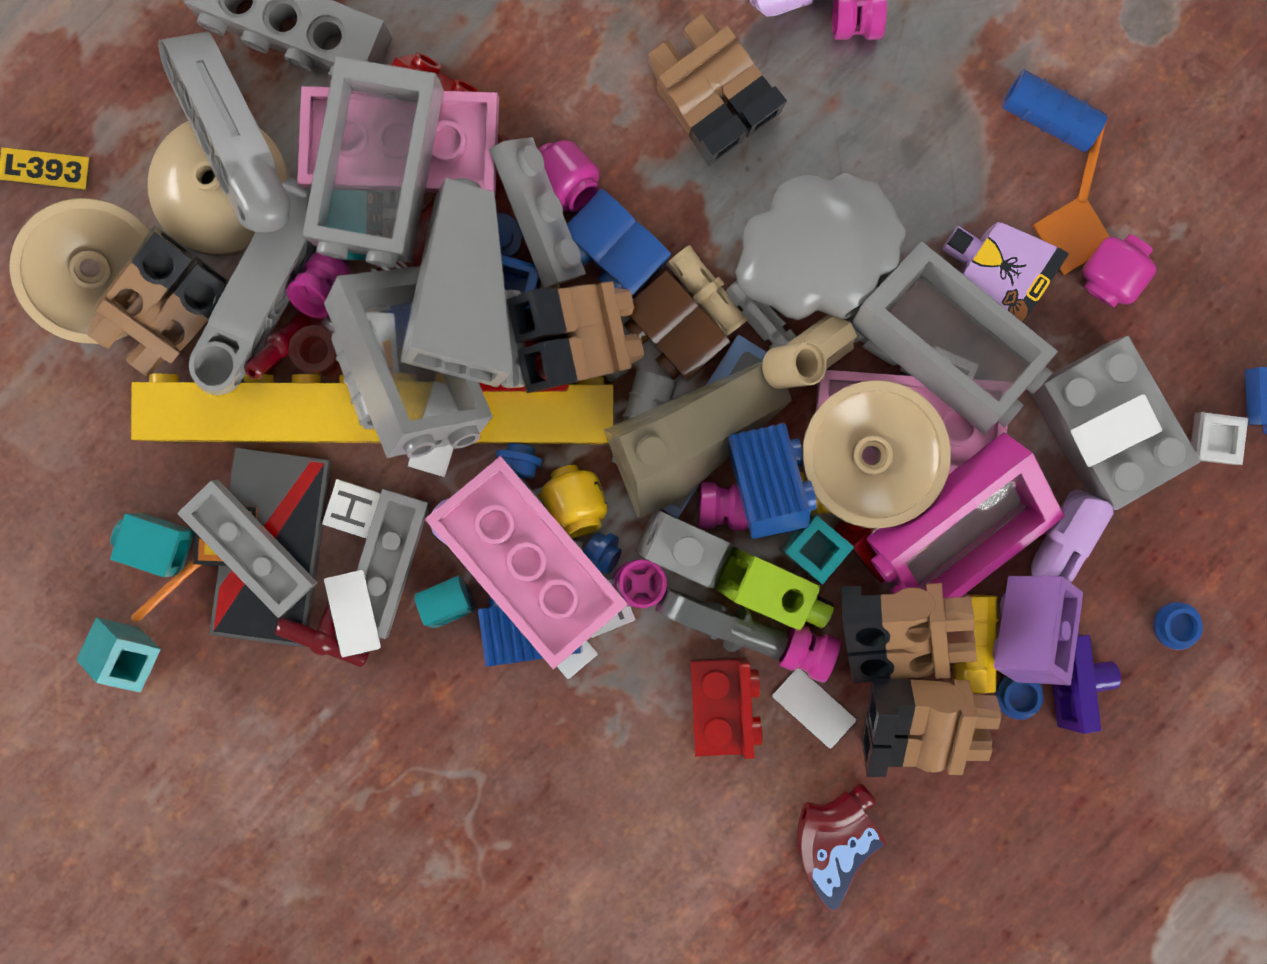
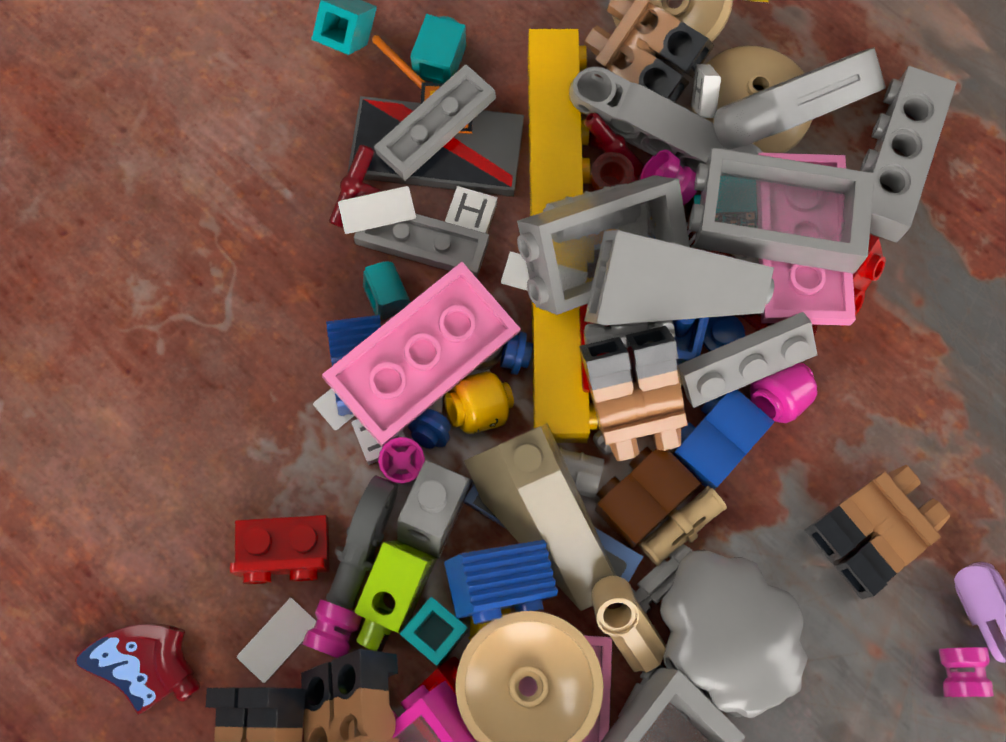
camera: 85 degrees right, 15 degrees down
(214, 238) = (705, 90): none -> white tile
(720, 506) = (475, 534): dark pink wheel -> none

